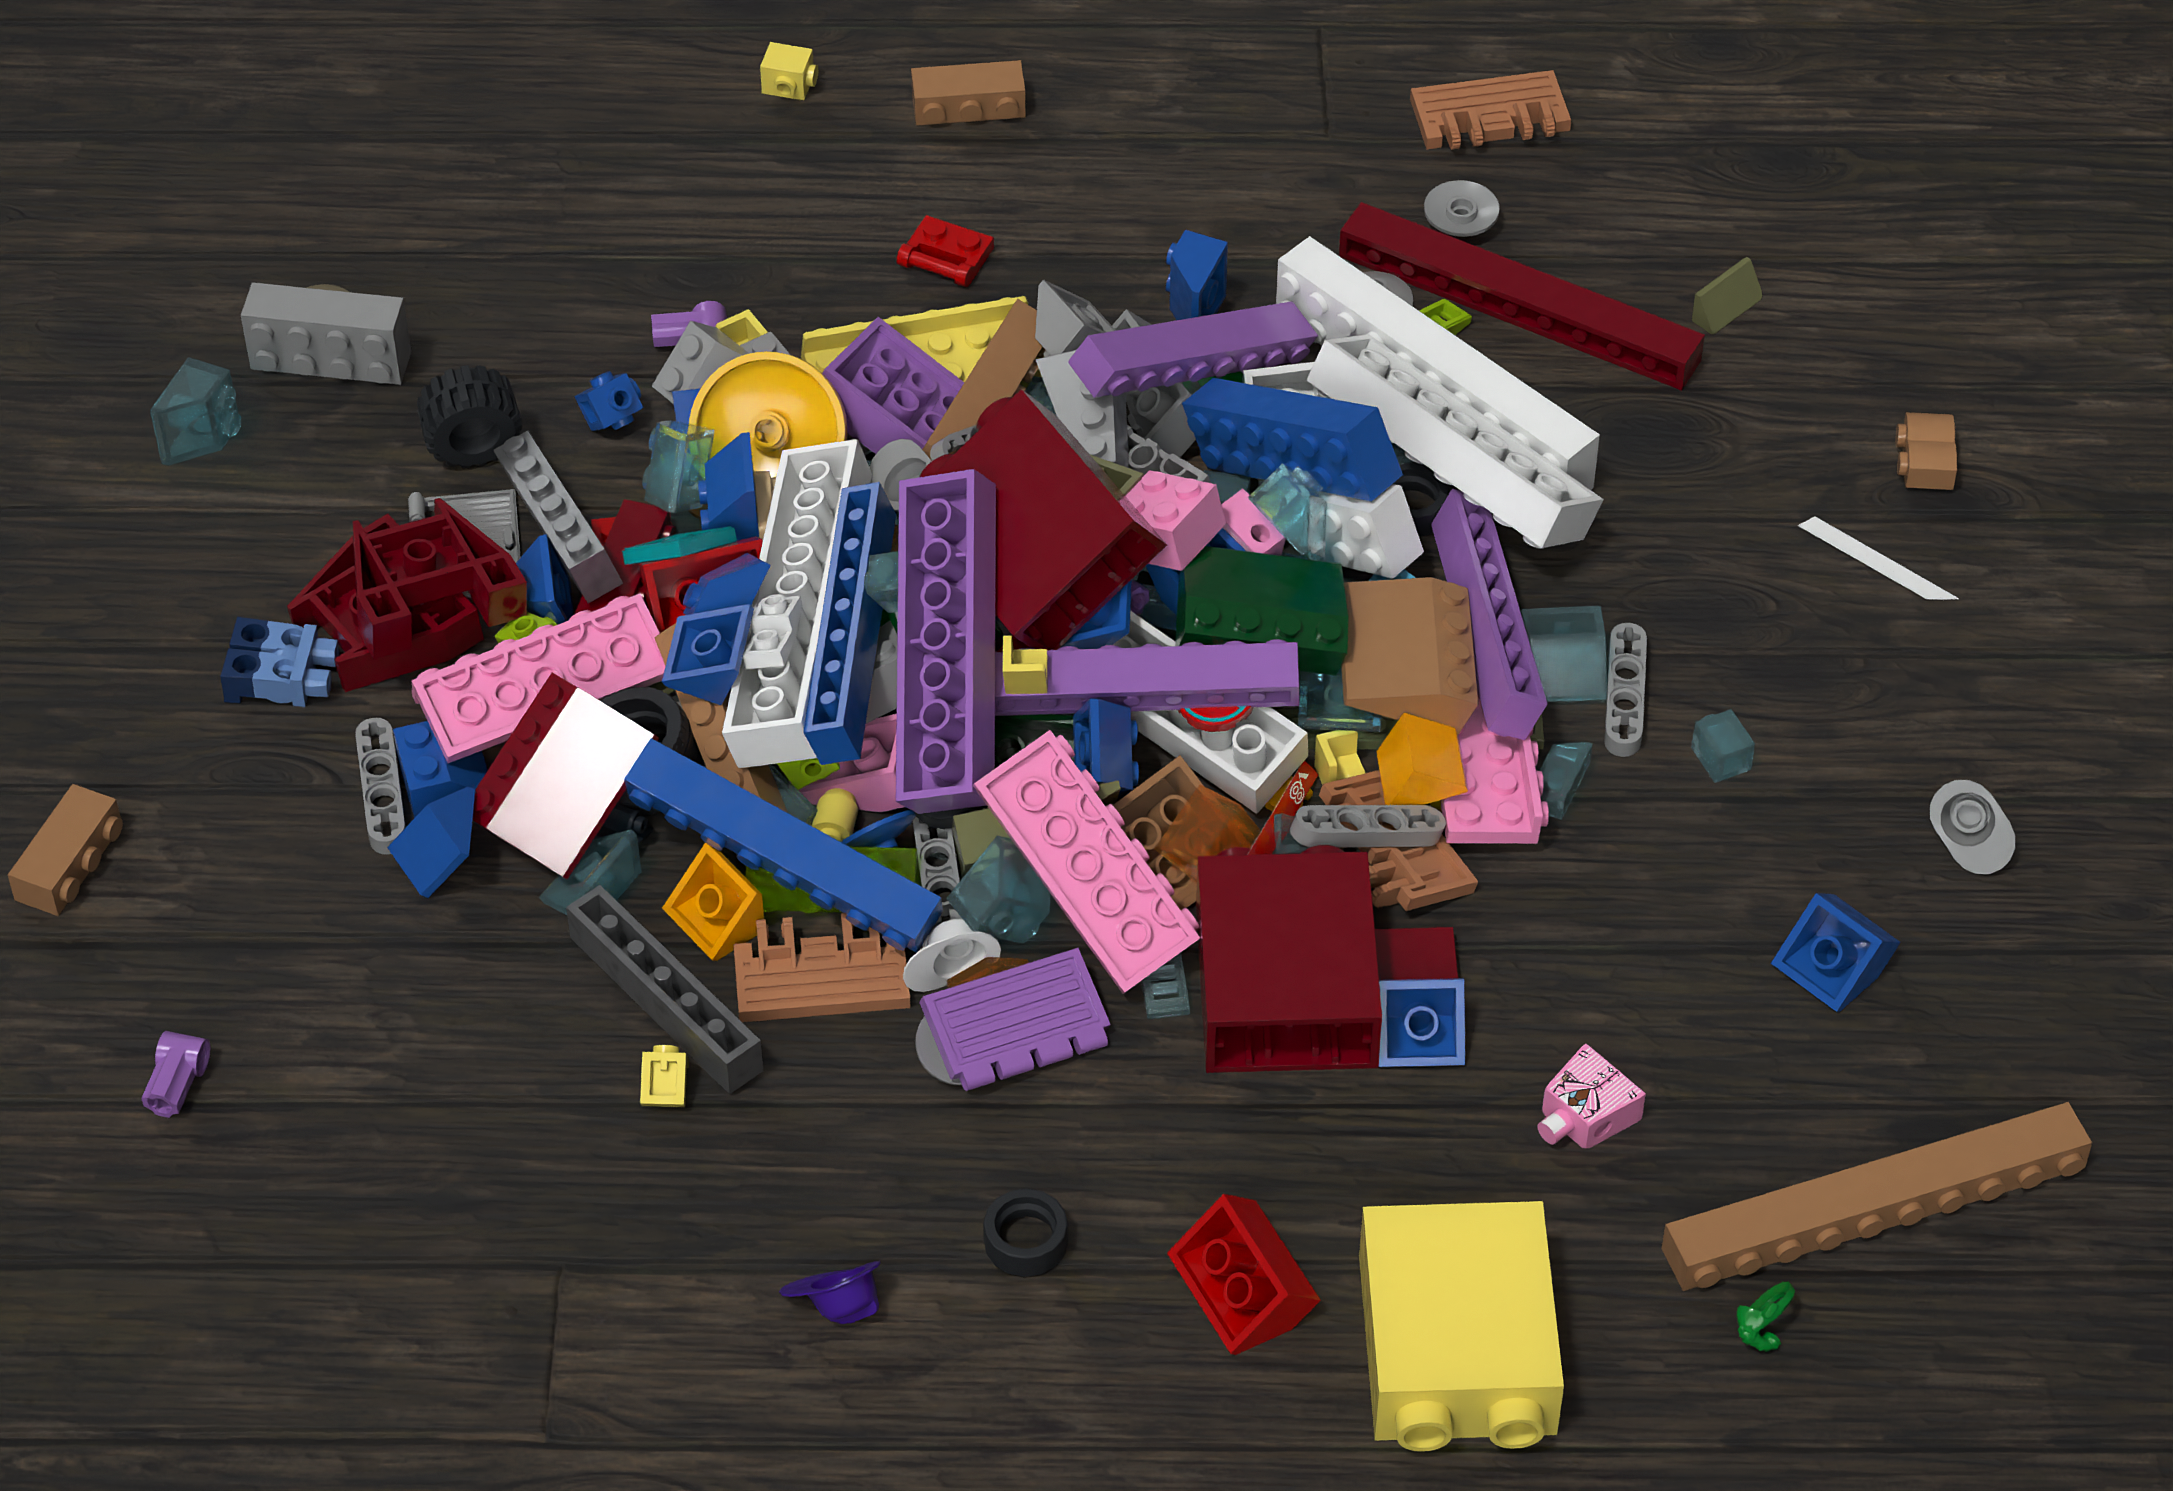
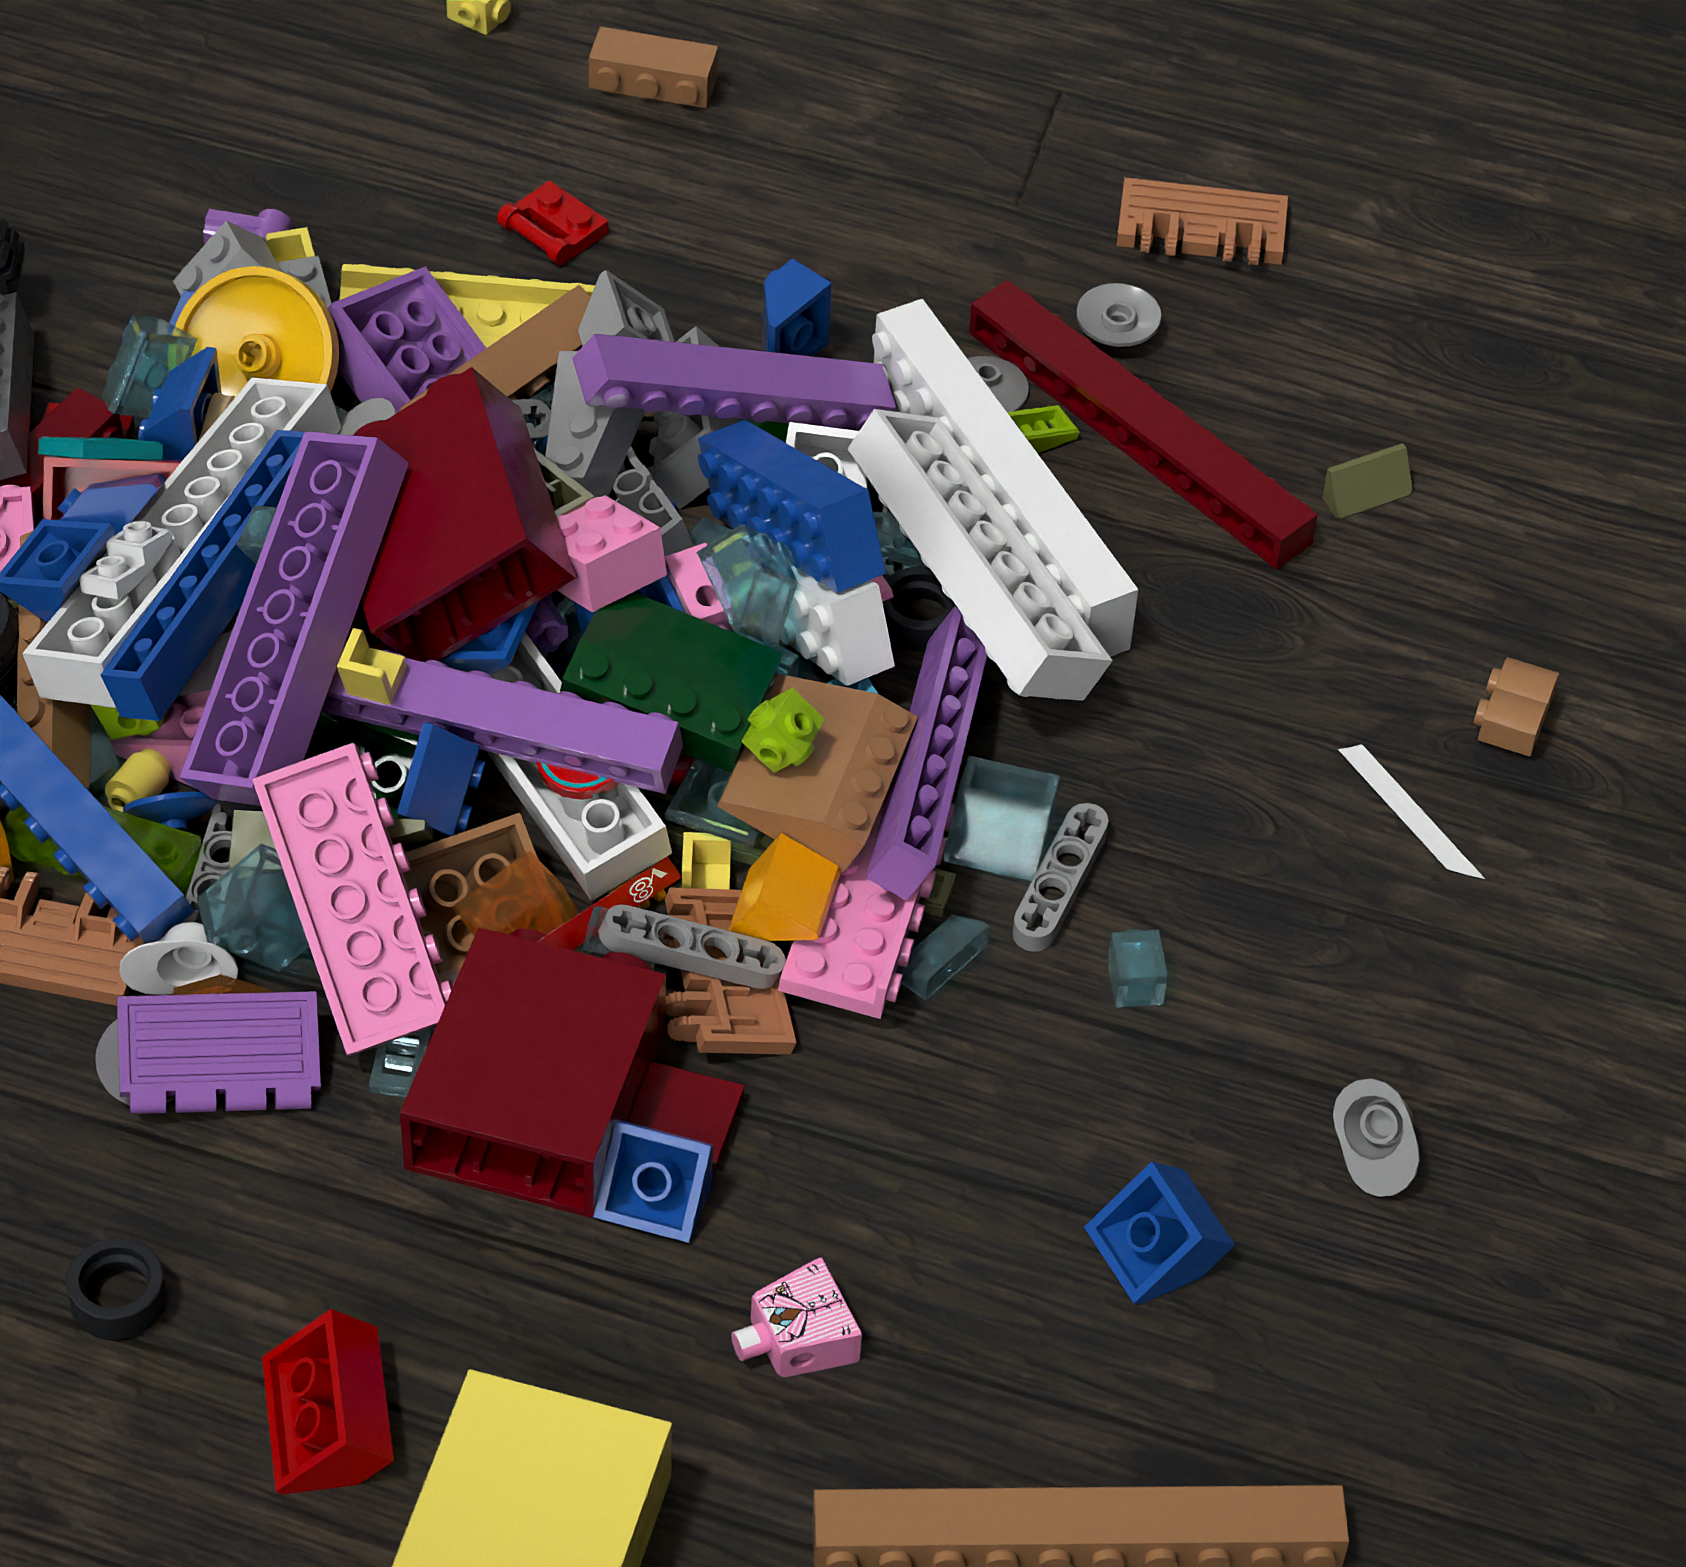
camera: 15 degrees right, 0 degrees up
(610, 401) = (110, 290): blue brick -> none
(1379, 626) = (783, 730): none -> lime brick

